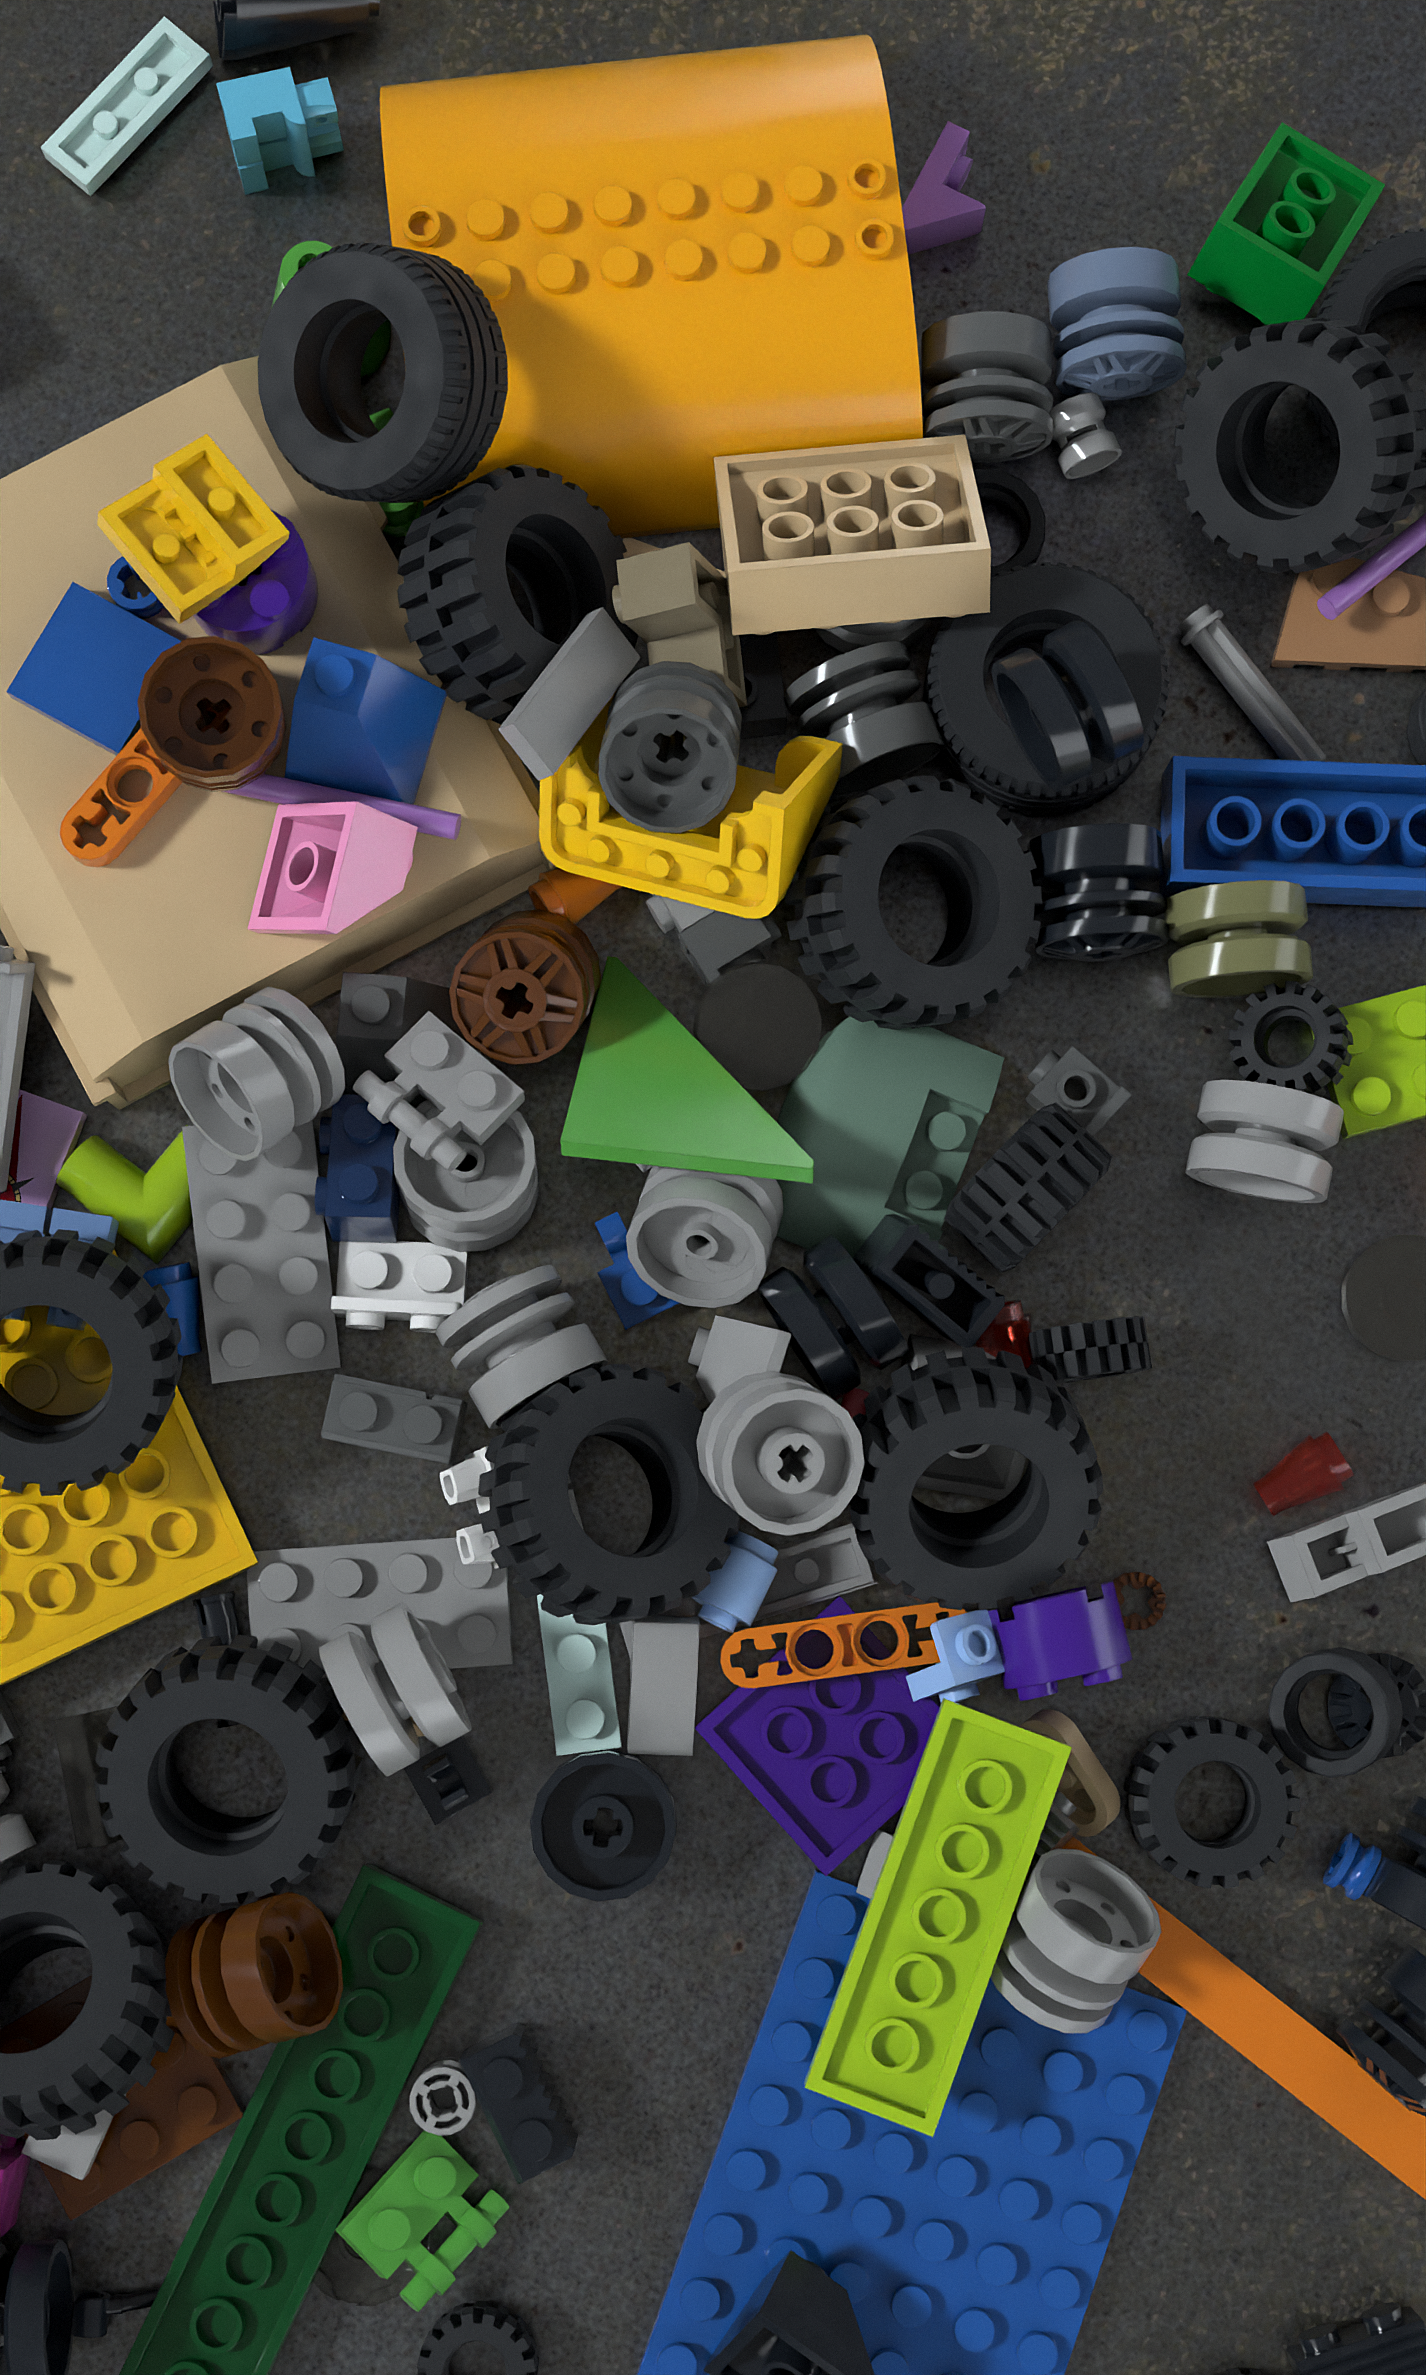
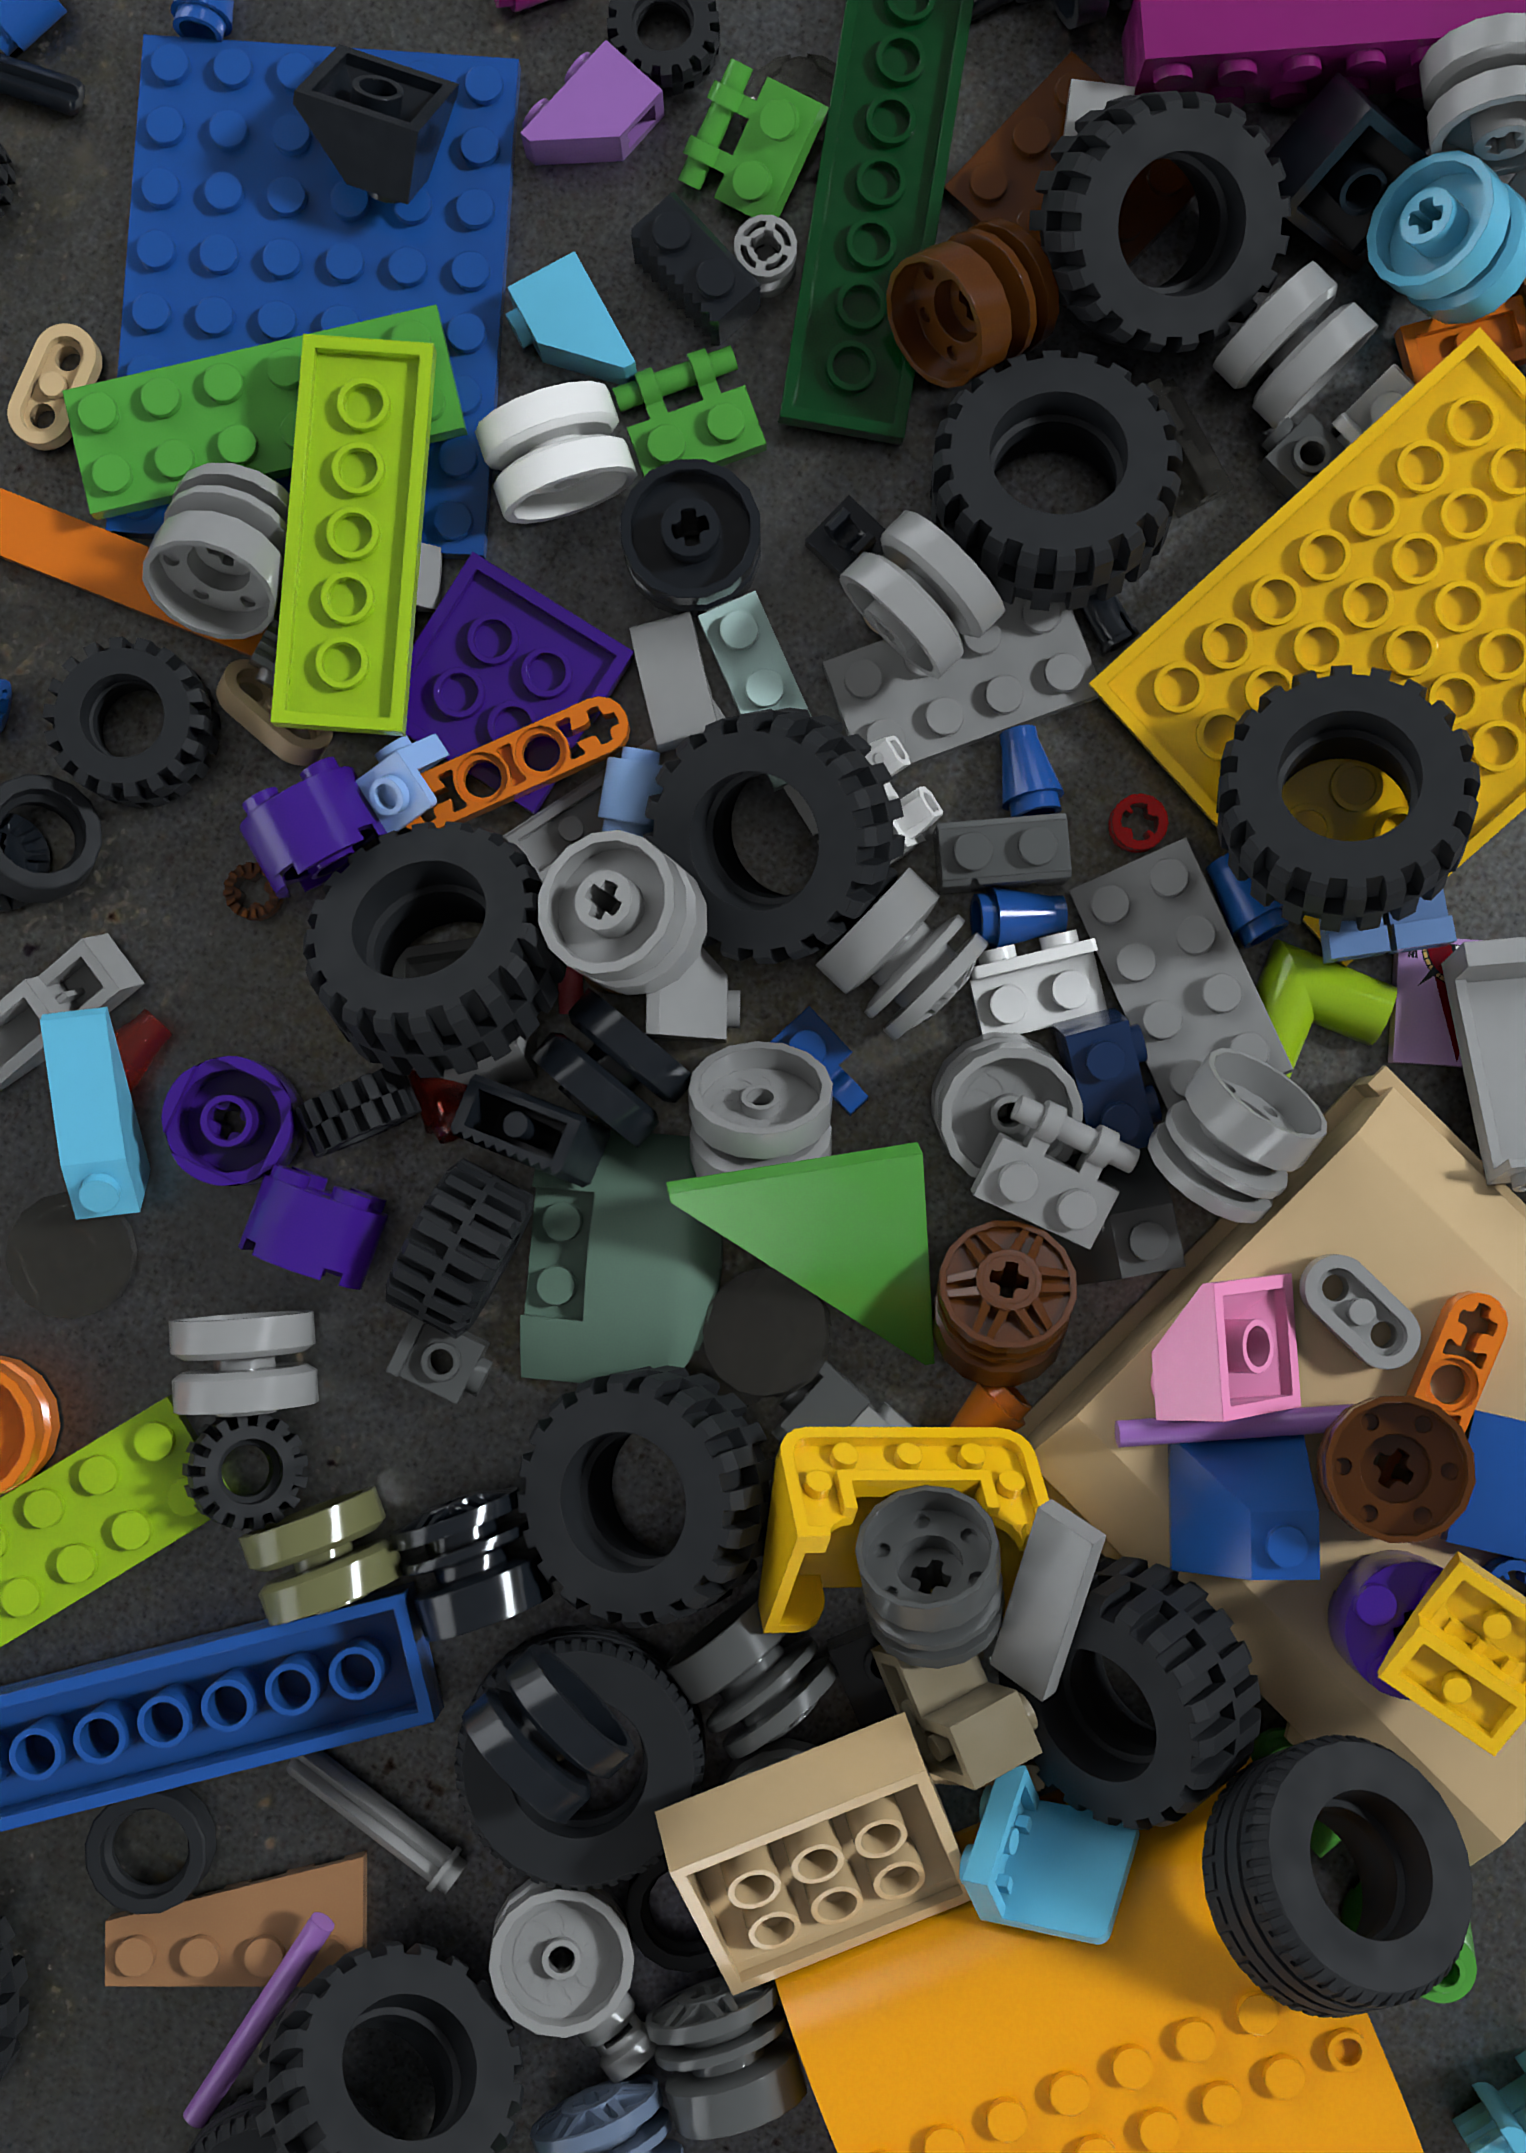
camera: 165 degrees right, 5 degrees up
(197, 876) = (1358, 1309): none -> light grey plate
(235, 1423) = (1152, 810): none -> red bush
(345, 1490) = (1027, 774): none -> blue cone
(402, 1357) = (1016, 916): none -> blue cone
(569, 1932) = (714, 429): none -> bright green plate
(571, 2298) = (596, 114): none -> medium lavender slope
(642, 465) = (1045, 1863): none -> medium azure bracket
(662, 2085) = (569, 322): none -> medium azure slope
(714, 1960) = (555, 452): none -> white wheel
(1033, 2090) = (234, 407): none -> bright green plate
(1137, 497) = (562, 1992): none -> light grey wheel
(1163, 1250) = (312, 1228): none -> dark purple brick
(1206, 2178) = (43, 383): none -> tan plate
(1250, 1376) = (201, 1138): none -> dark purple brick
(1347, 1418) = (93, 1115): none -> medium azure slope

